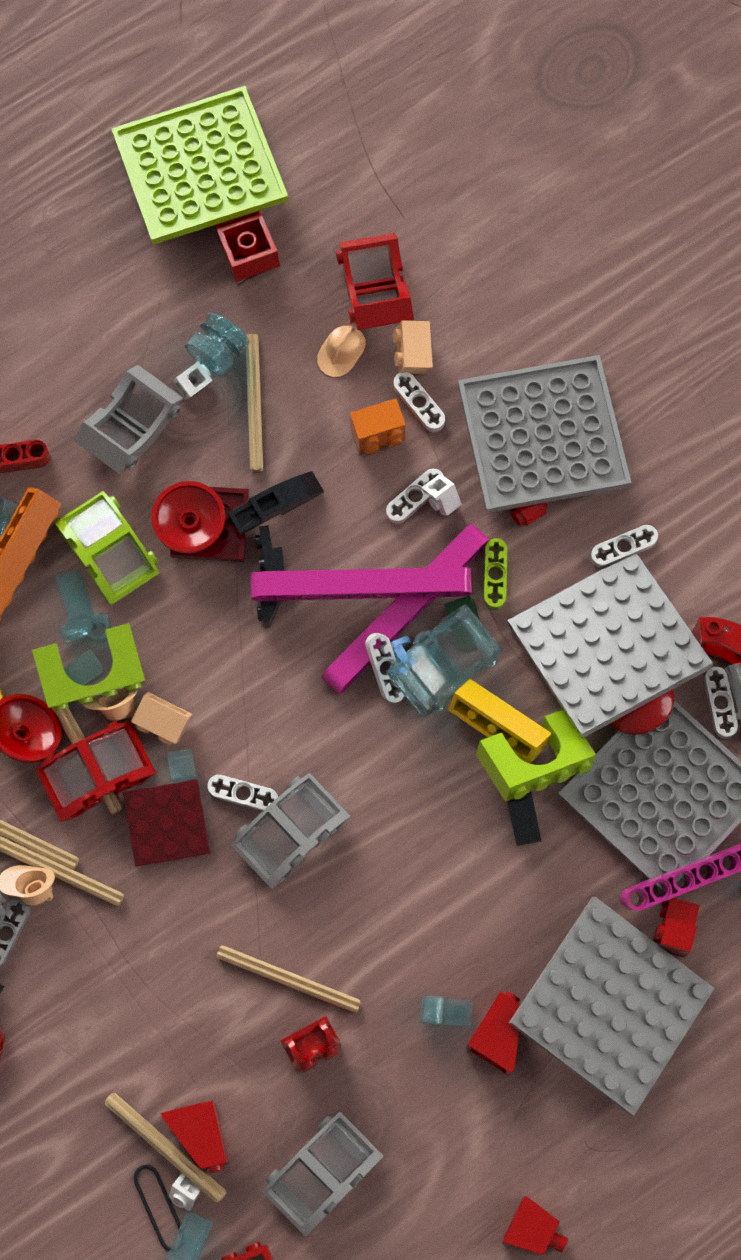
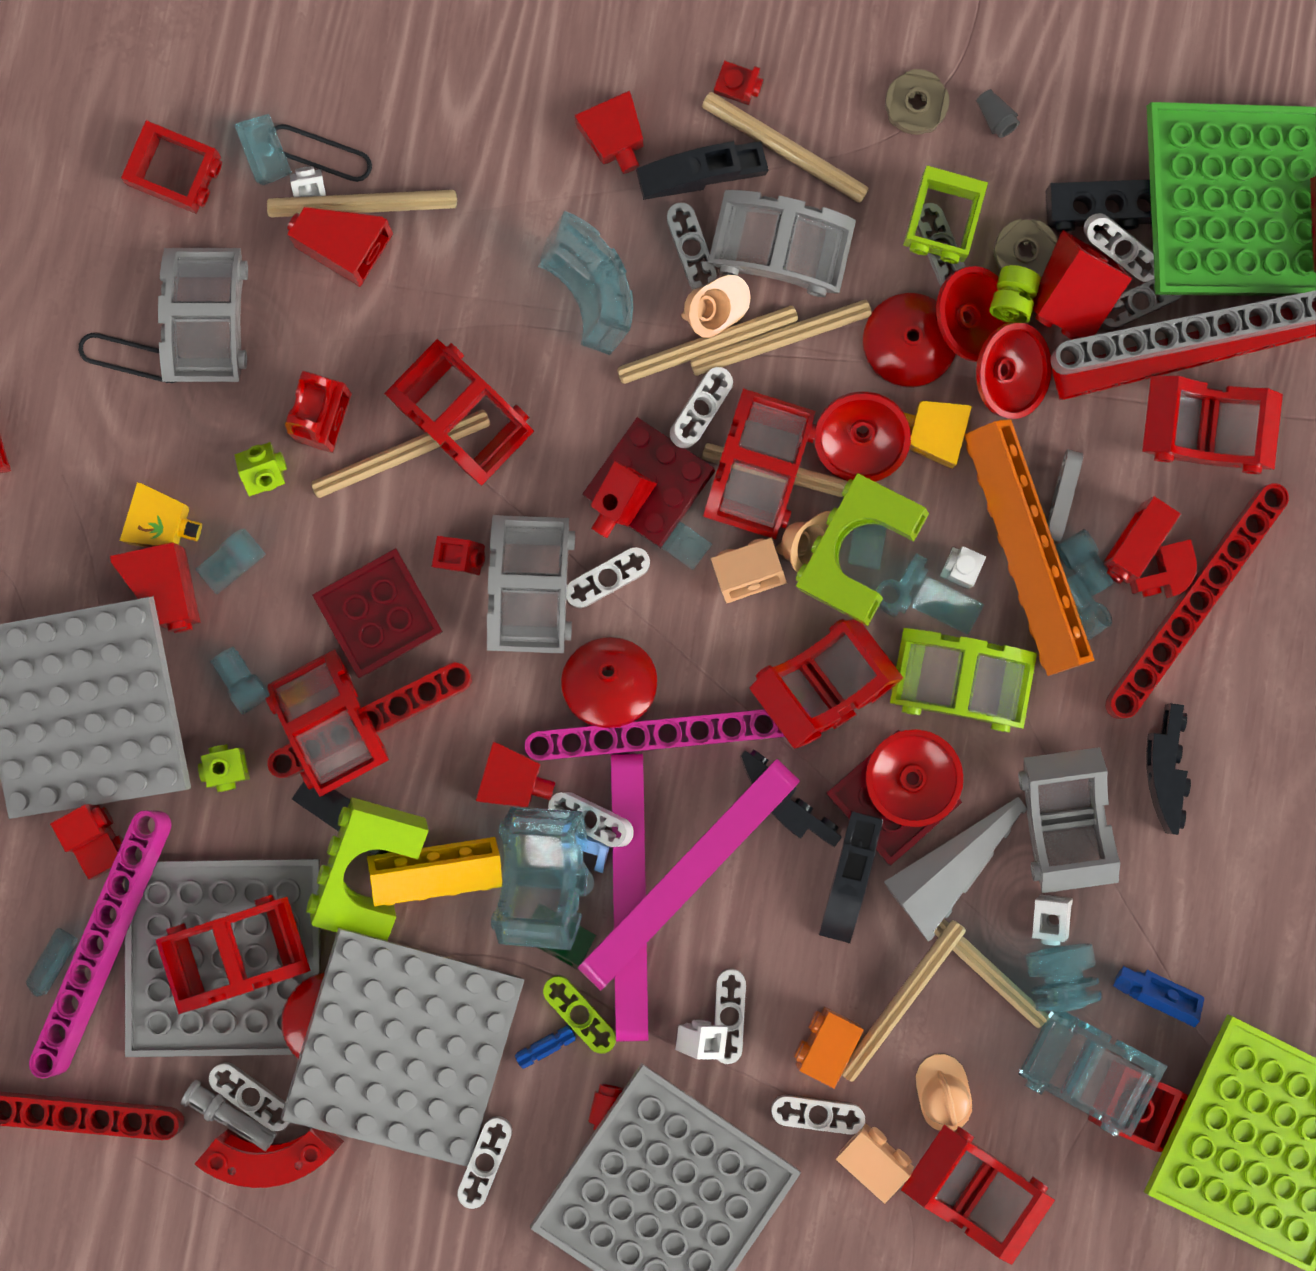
camera: 130 degrees right, 10 degrees up
(44, 607) = (963, 567): none -> white brick
(58, 392) = (1167, 784): none -> black slope
(79, 963) = (595, 279): none -> clear light blue window
(105, 837) = (713, 401): none -> white beam
(176, 290) = (1161, 994): none -> blue hinge
(181, 823) = (627, 488): none -> red torso
(185, 617) = (825, 683): none -> red window
(225, 926) = (424, 375): none -> red window
(230, 456) = (939, 878): none -> light grey wedge
(255, 280) = (1091, 1076): none -> window
(290, 664) = (652, 741): none -> dark pink beam
(303, 415) = (903, 999): none -> tan axle
(313, 887) = (458, 555): none -> red bracket
(315, 727) = (611, 699): none -> red dish
(376, 1047) = (260, 468): none -> lime brick
(391, 899) = (377, 613): none -> dark red plate
(402, 1196) = (115, 367): none -> black piece
(407, 733) = (512, 779): none -> red torso
(444, 833) = (386, 717): none -> red beam
(465, 1076) = (157, 520): none -> yellow torso
(481, 863) = (320, 723): none -> window
(507, 933) = (243, 686): none -> clear light blue piece
(531, 574) = (545, 1046): none -> blue axle
(567, 886) = (235, 768): none -> lime brick
(694, 800) = (183, 971): none -> red window

